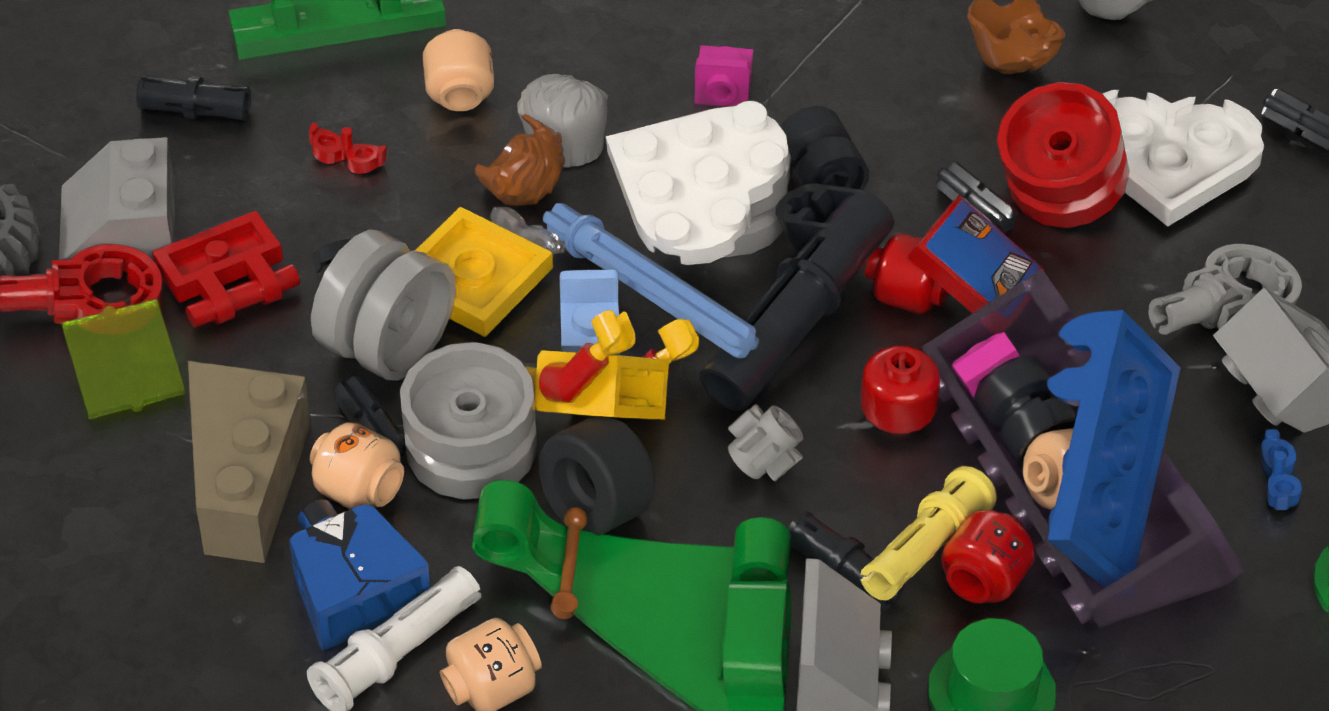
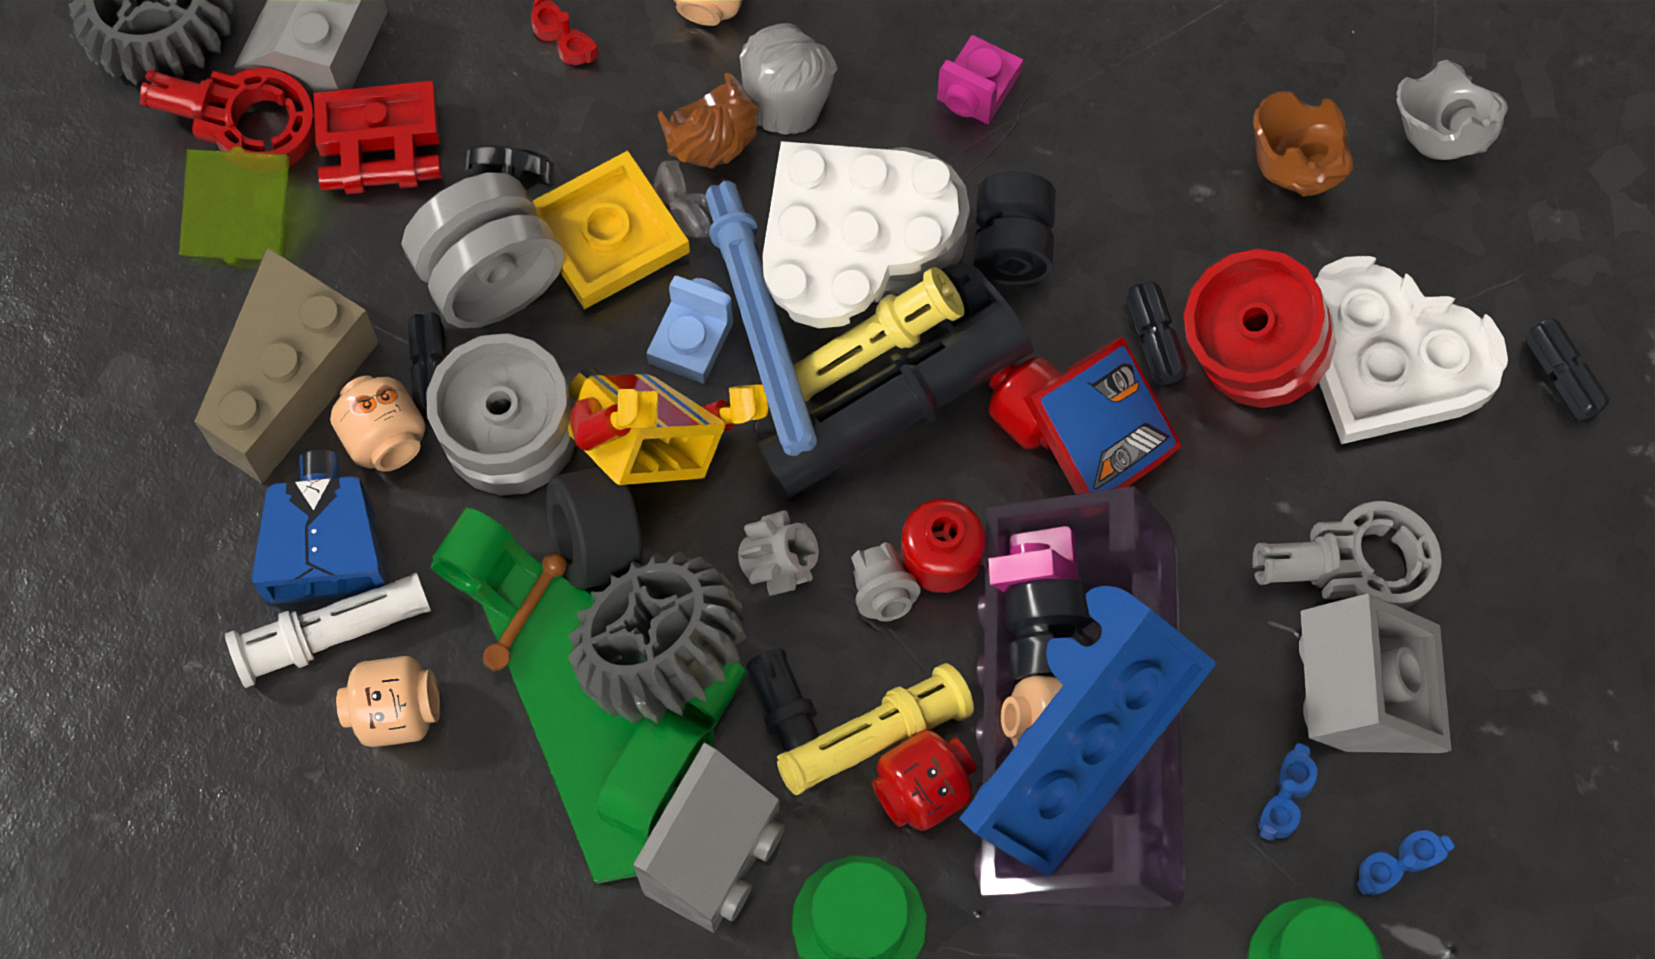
camera: 25 degrees right, 20 degrees up
(707, 522) = (657, 637): none -> dark grey gear
(779, 237) = (900, 325): none -> light yellow pin
(865, 437) = (883, 584): none -> light grey hose

